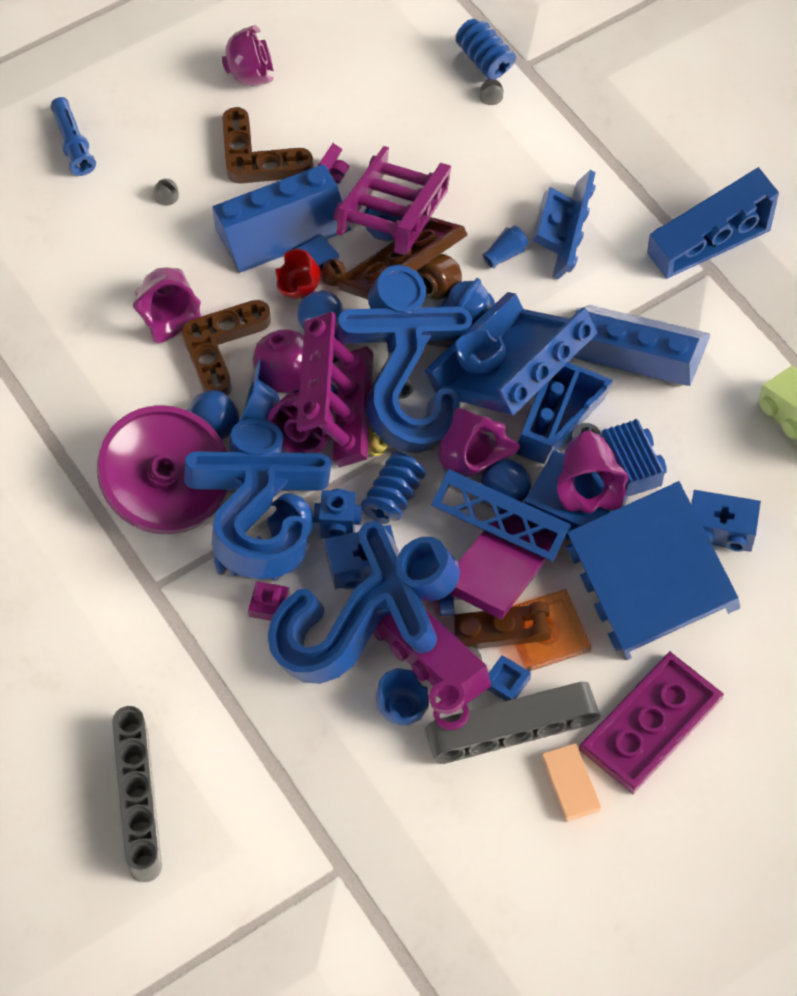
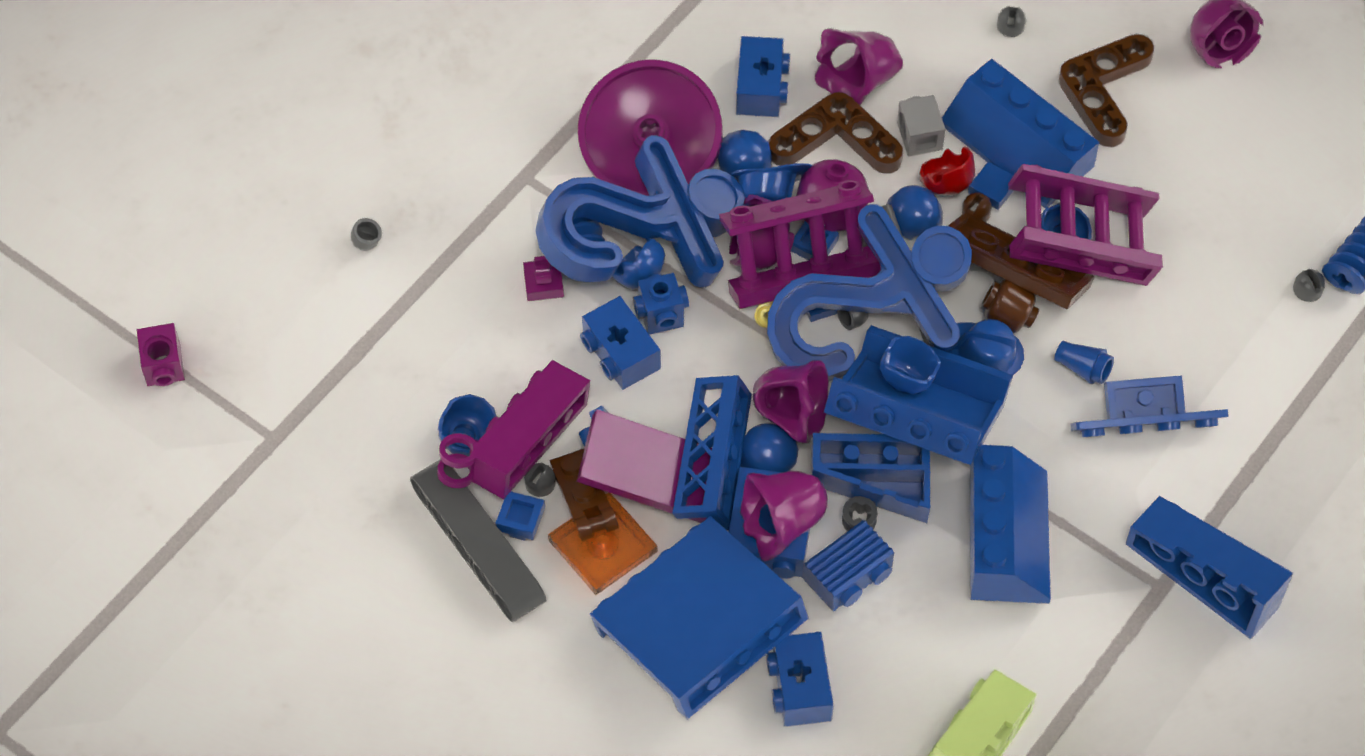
camera: 70 degrees right, 0 degrees up
(136, 808) = (272, 233): dark grey beam -> none
(140, 375) = (761, 75): none -> blue brick
(158, 726) = (365, 230): none -> dark grey hinge
(213, 928) = (158, 342): none -> magenta brick
(241, 280) = (921, 125): none -> light grey brick
(336, 167) = (1115, 154): magenta tile -> none
(393, 488) = (715, 345): blue piece -> none
(394, 586) = (553, 364): blue piece -> none
(571, 782) = (431, 615): light nougat tile -> none
(651, 722) = (529, 676): magenta tile -> none

